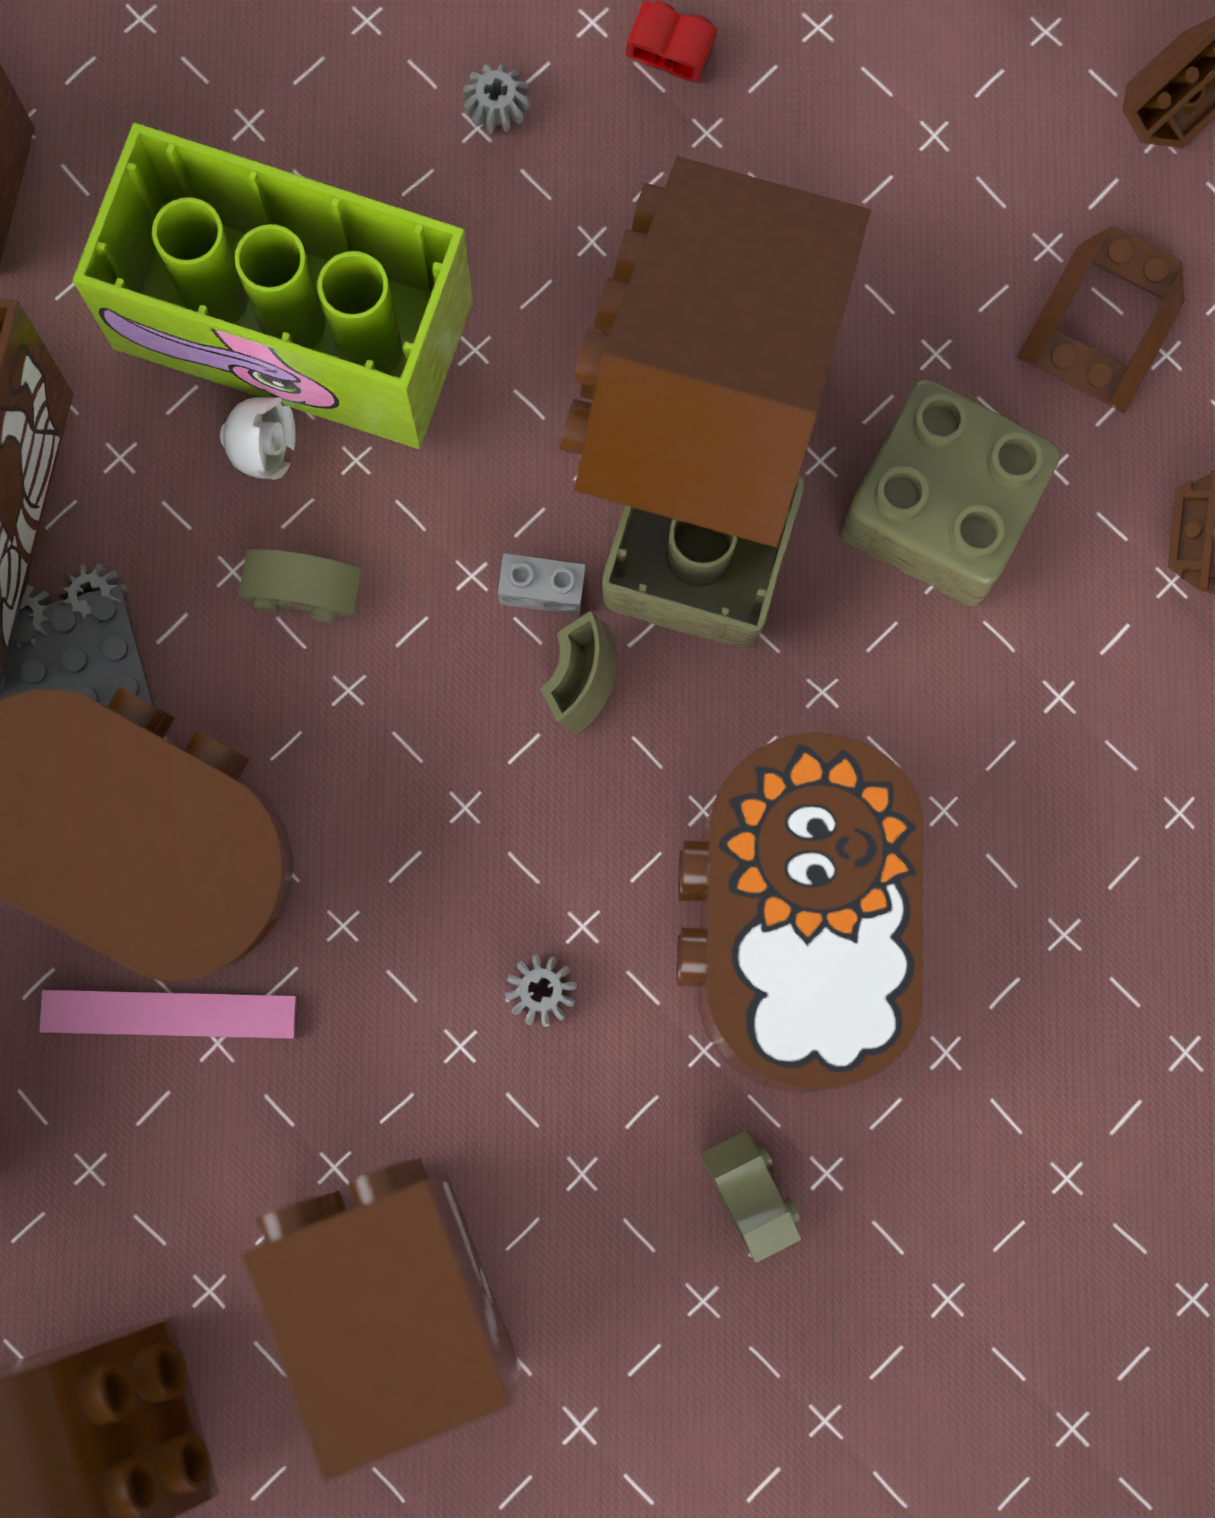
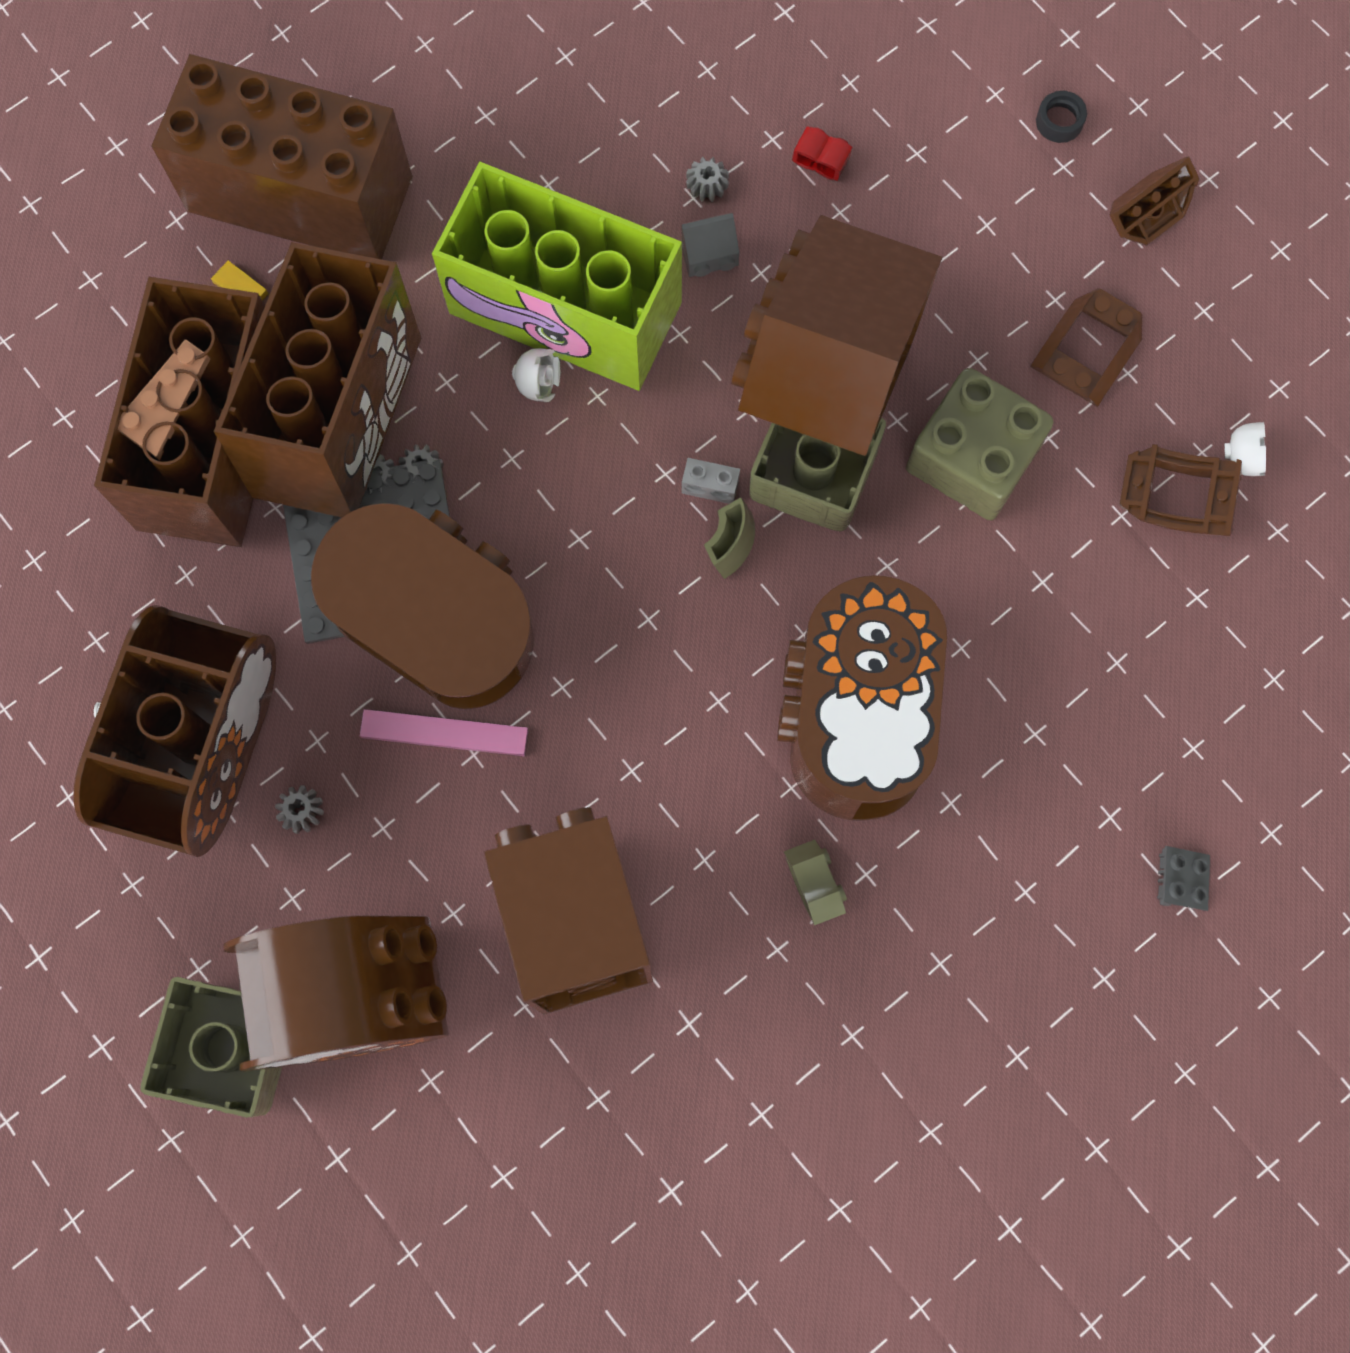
camera: 10 degrees right, 5 degrees down
(299, 583) = (554, 467): olive brick -> none
(509, 207) = (710, 245): none -> dark grey slope
(534, 977) = (691, 746): light grey gear -> none

